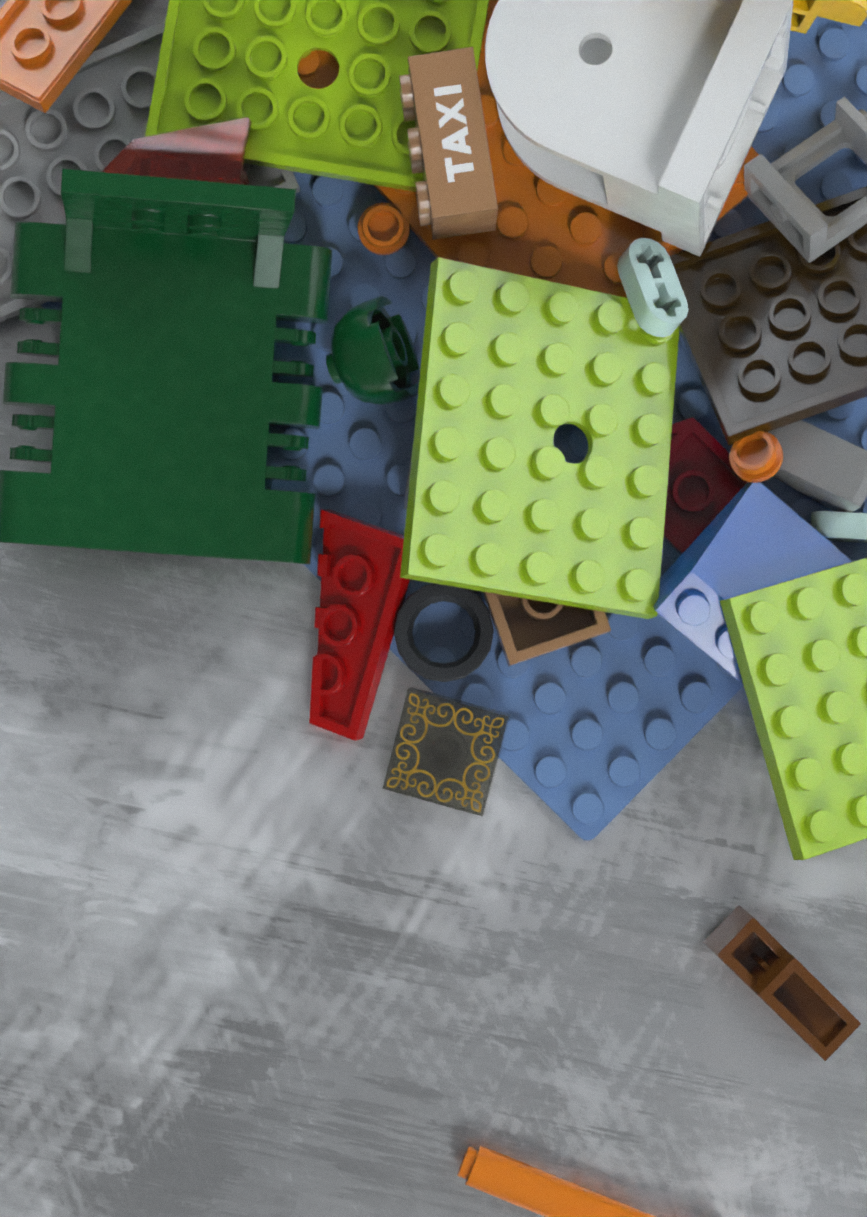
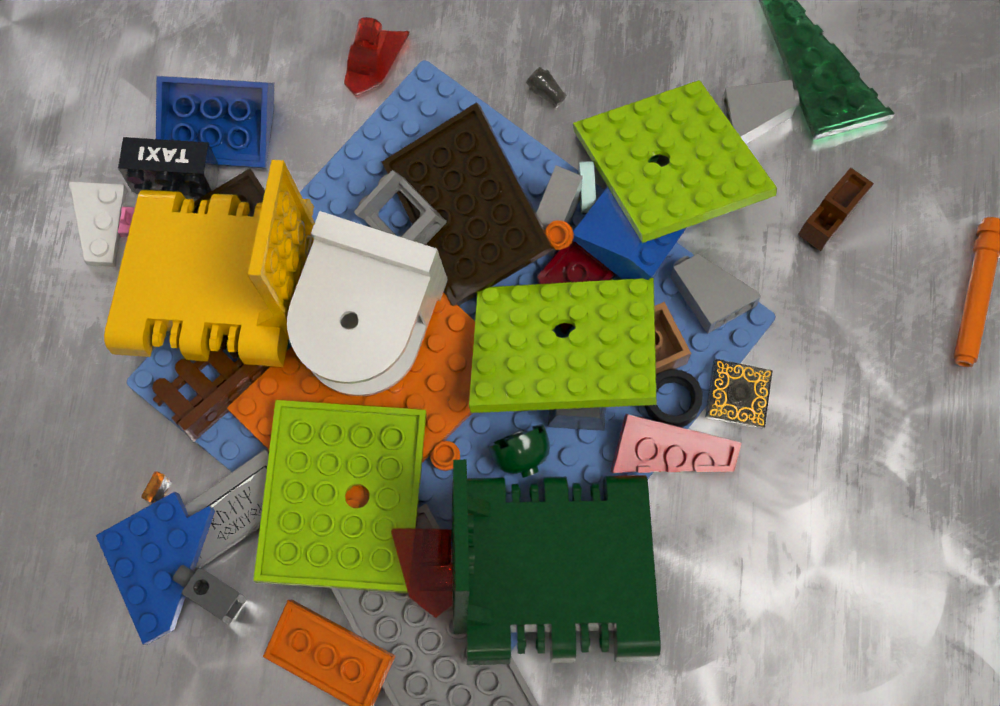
camera: 95 degrees left, 15 degrees down
(449, 143) = (402, 406): medium nougat brick -> none
(634, 726) = (712, 292): none -> light grey slope
(652, 287) = (469, 299): light aqua beam -> none

